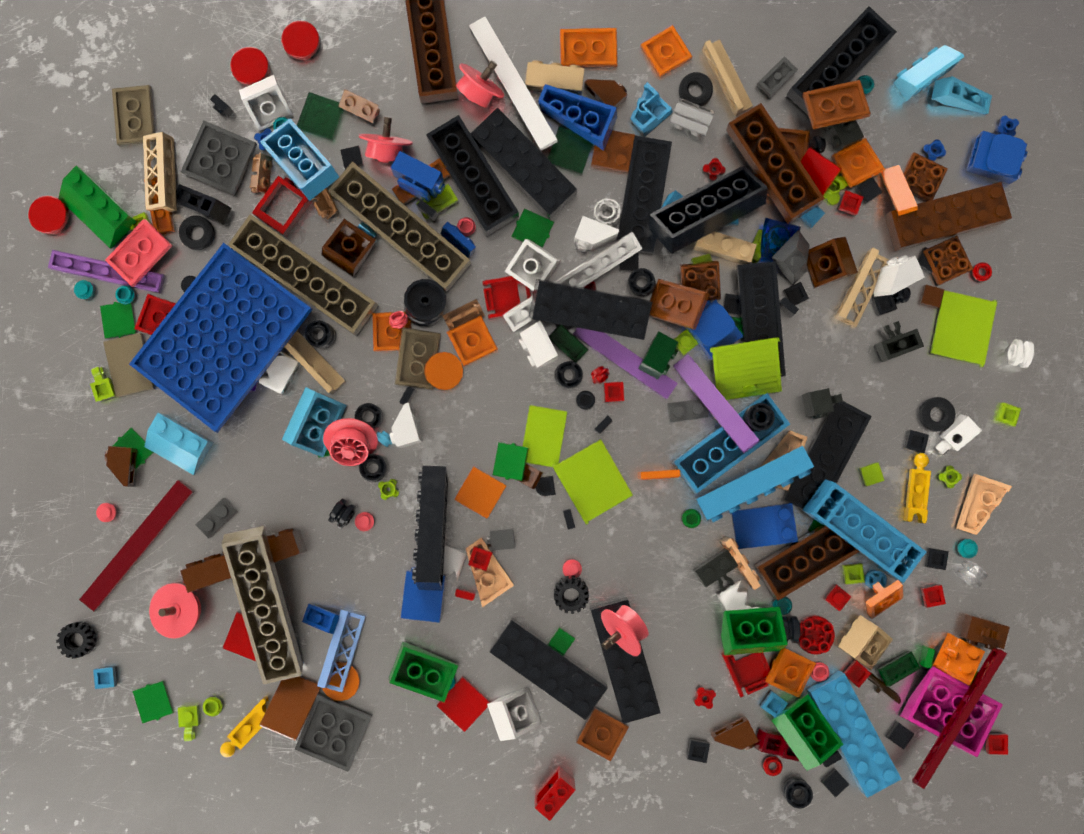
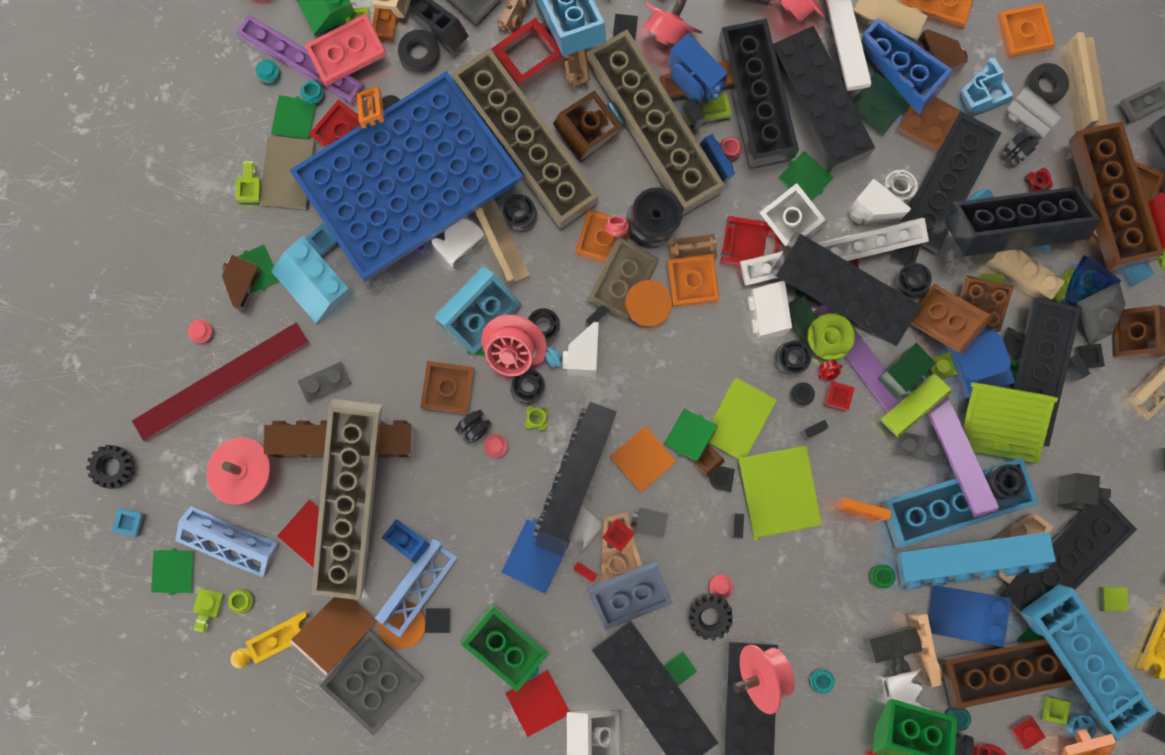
camera: 15 degrees right, 5 degrees down
(173, 410) = (321, 240): none -> dark azure plate
(176, 289) = (379, 115): none -> orange tile
(184, 662) = (226, 537): none -> light blue fence
(312, 490) = (447, 387): none -> dark orange plate
(367, 668) = (437, 620): none -> black tile
(504, 600) = (630, 595): none -> sand blue plate
(591, 348) = (830, 336): none -> lime tile
(671, 613) = (822, 681): none -> teal plate
(674, 379) = (916, 405): none -> lime tile
(690, 148) = (1020, 147): none -> black wheel

